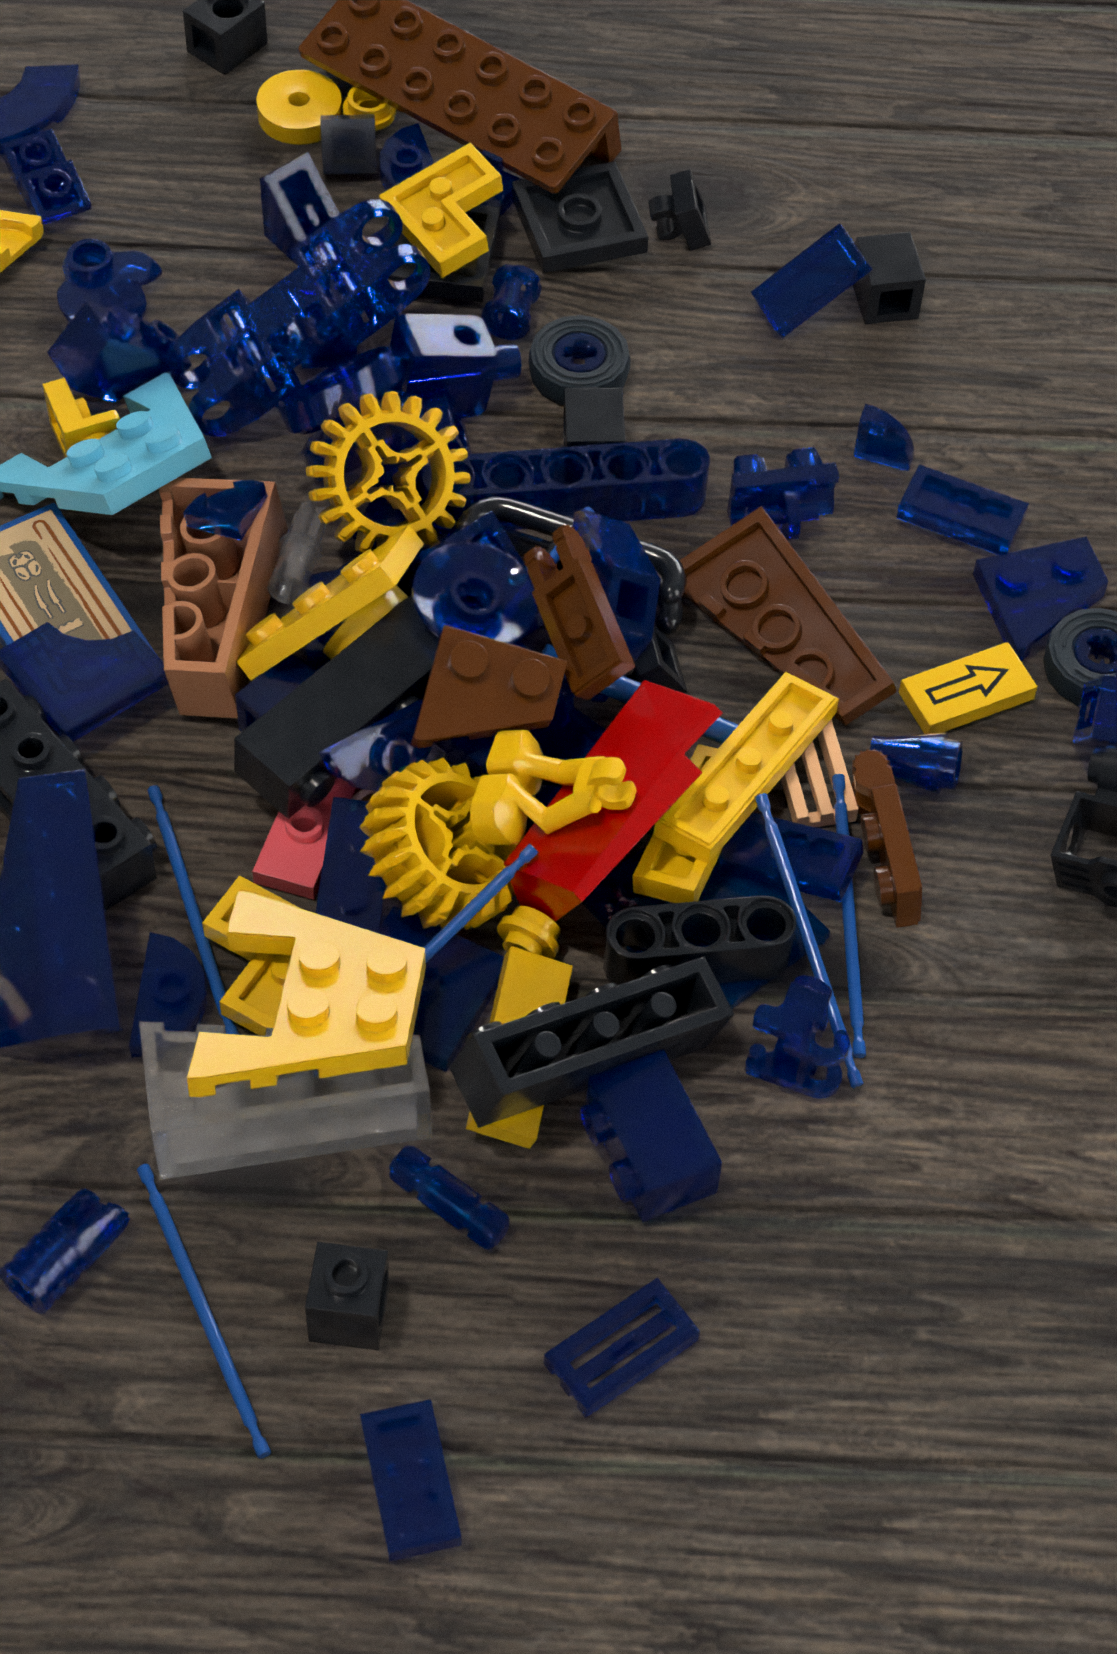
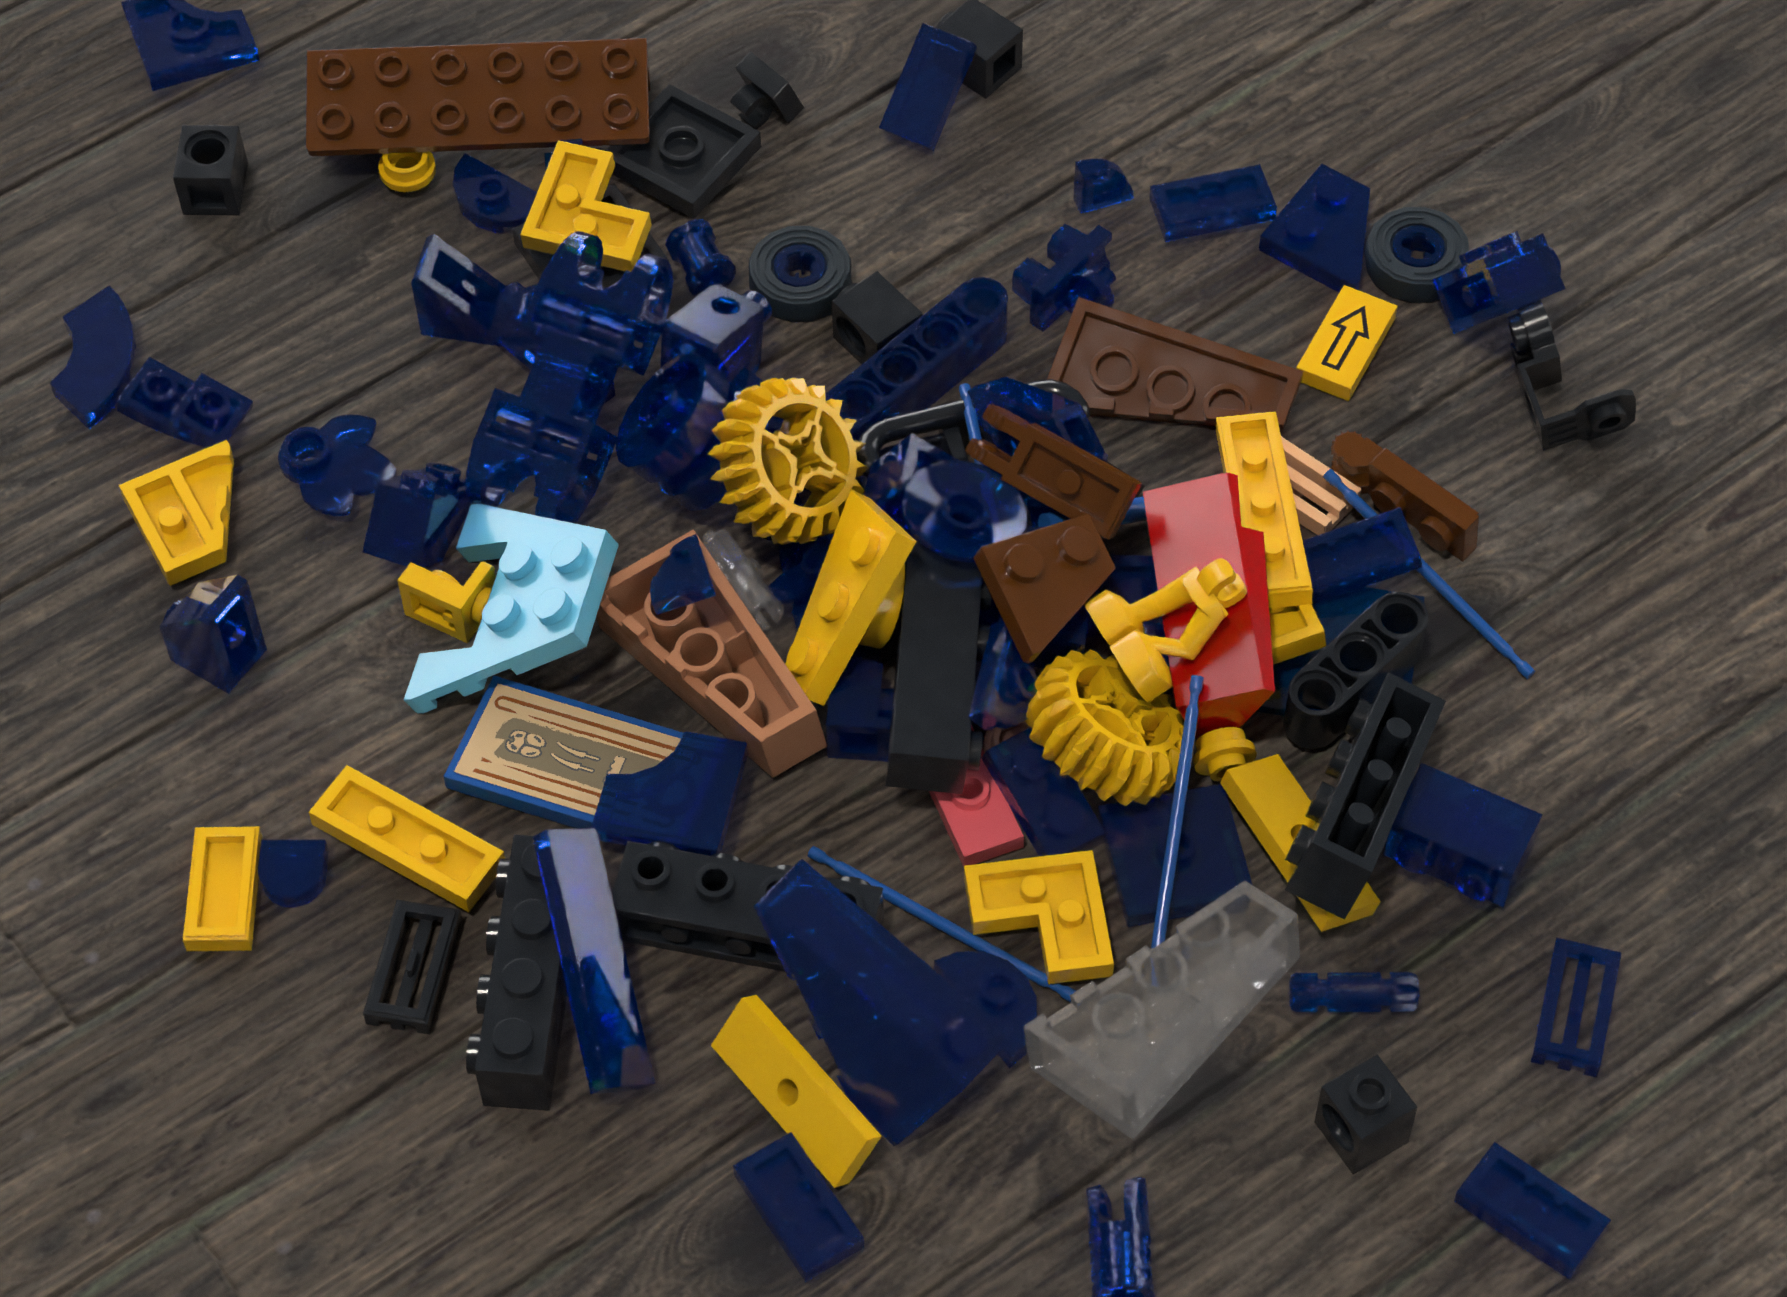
camera: 35 degrees left, 0 degrees up
(204, 1312) = (1256, 1210): blue piece -> none
(292, 105) = (345, 222): yellow piece -> none
(342, 1004) = (1160, 891): yellow wing -> none
(348, 144) = (428, 207): black tile -> none
(797, 1051) = (1496, 691): clear blue piece -> none
(804, 927) = (1433, 615): blue piece -> none
(923, 759) = (1376, 414): clear blue cone -> none

